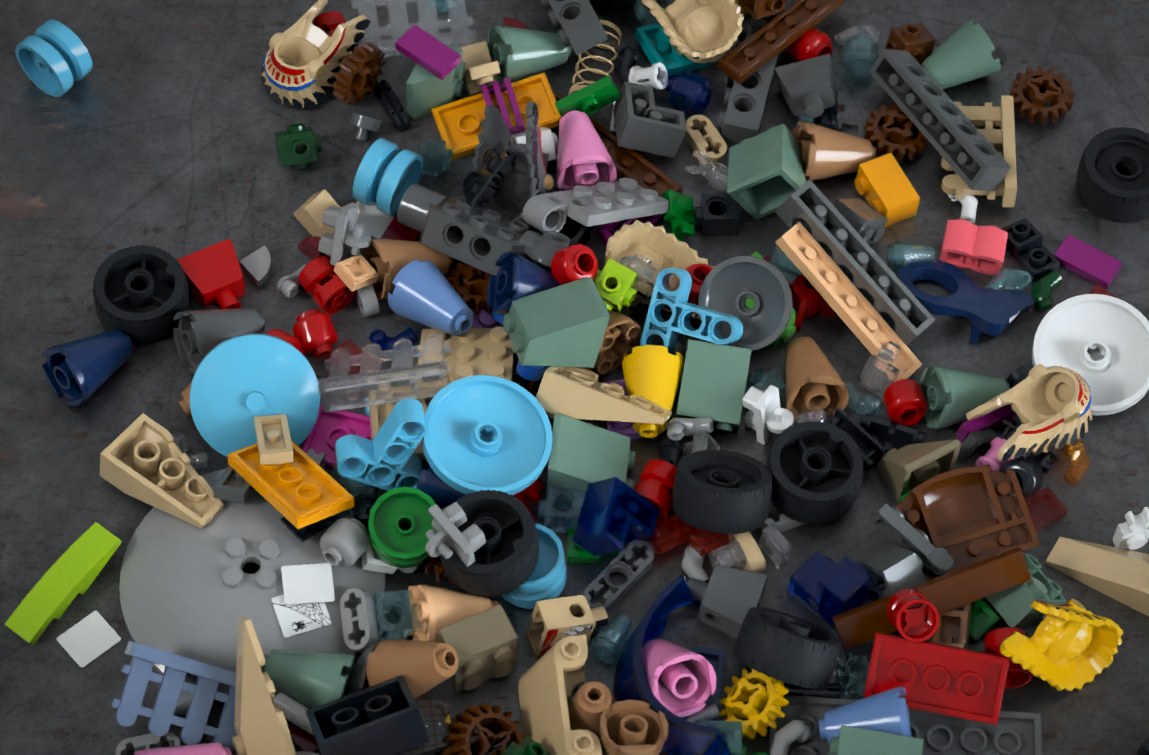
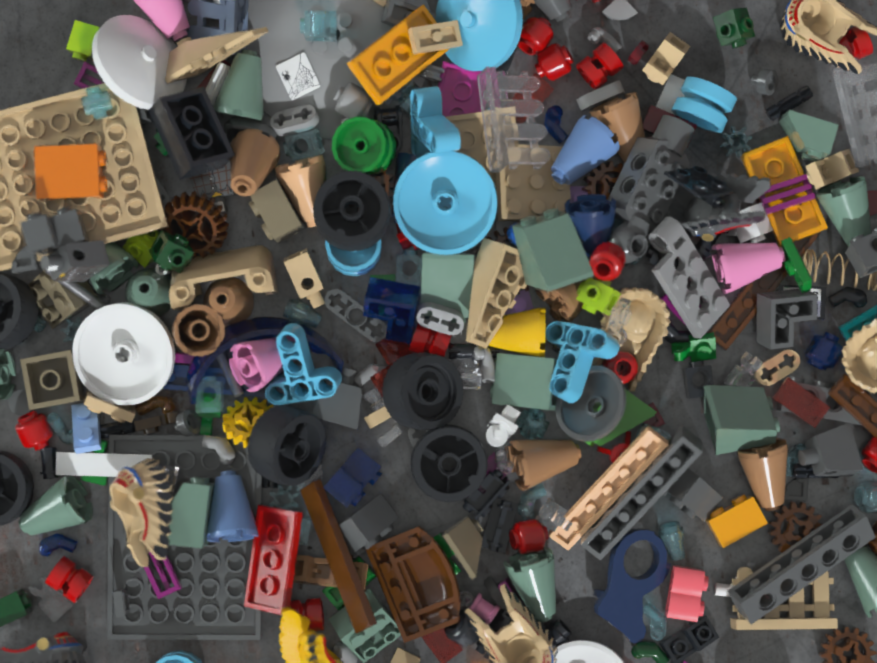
camera: 85 degrees right, 30 degrees up
(242, 566) = (319, 26): none -> clear light blue brick
(307, 583) = (319, 78): white sticker -> none
(348, 233) = (634, 72): light grey hips -> none
(356, 272) = (605, 87): light nougat tile -> none
(358, 73) = (808, 70): reddish brown gear -> none
(428, 52) = (820, 125): magenta tile -> none
(448, 535) = (332, 189): light grey hips -> none
(624, 463) = (440, 318): none -> light grey beam
(649, 76) = (832, 318): white bush -> none
(694, 622) = (298, 374): none -> medium azure beam
(749, 108) = (801, 402): none -> clear red tile
(893, 525) = (388, 542): dark grey hinge -> none
(913, 615) = (313, 540): red wheel -> none

